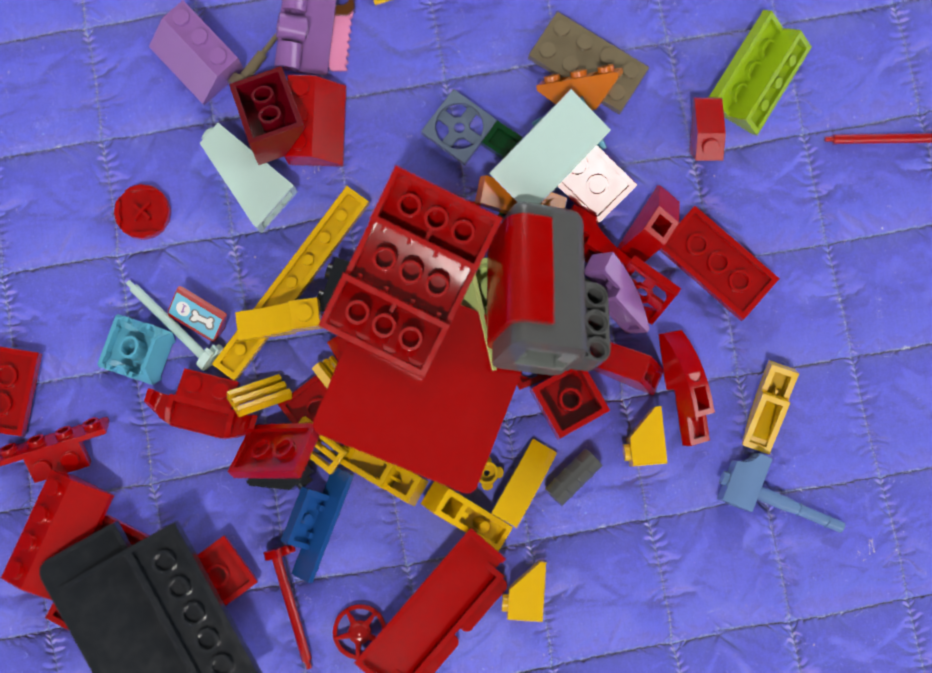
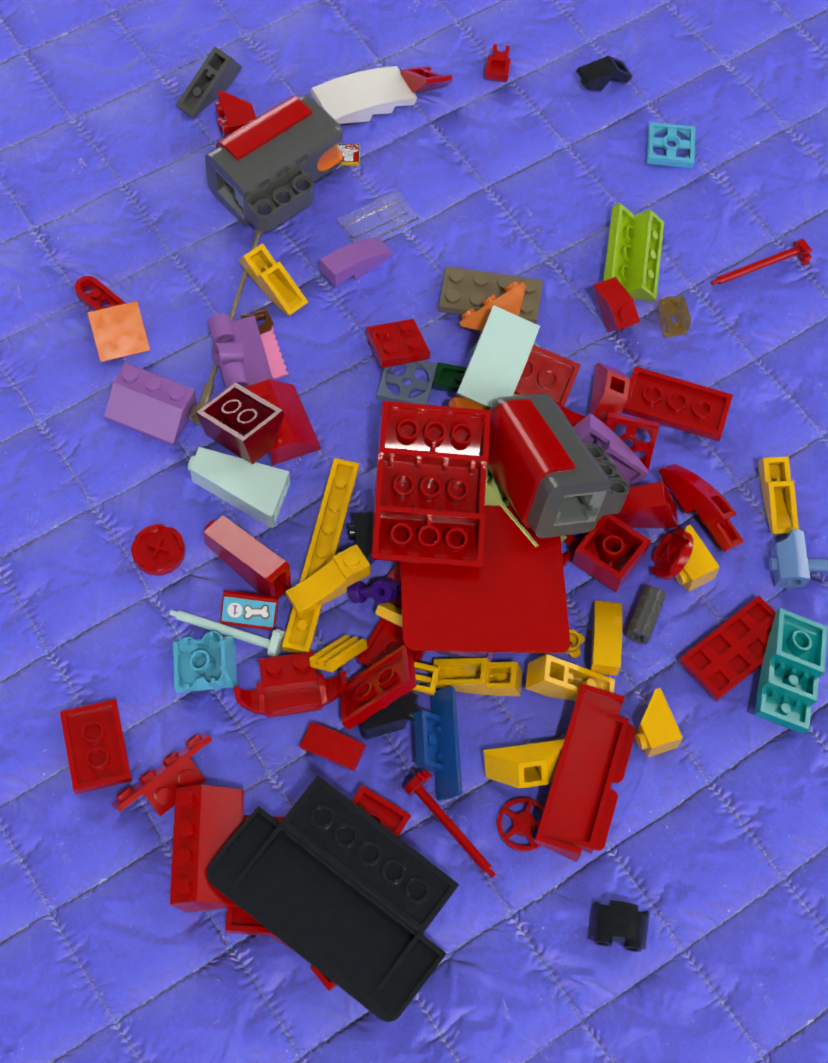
camera: 25 degrees left, 20 degrees down
(216, 260) = (248, 557): none -> slope
(216, 484) = (332, 746): none -> red slope
(325, 351) = (381, 591): none -> dark purple leg
(384, 581) = (523, 764): none -> yellow slope
(467, 82) = (397, 343): none -> red plate
(628, 430) = (672, 554): none -> red tile
(646, 548) = (731, 650): none -> red plate
(685, 596) = (791, 671): none -> teal slope
(766, 151) = (675, 307): none -> clear yellow window

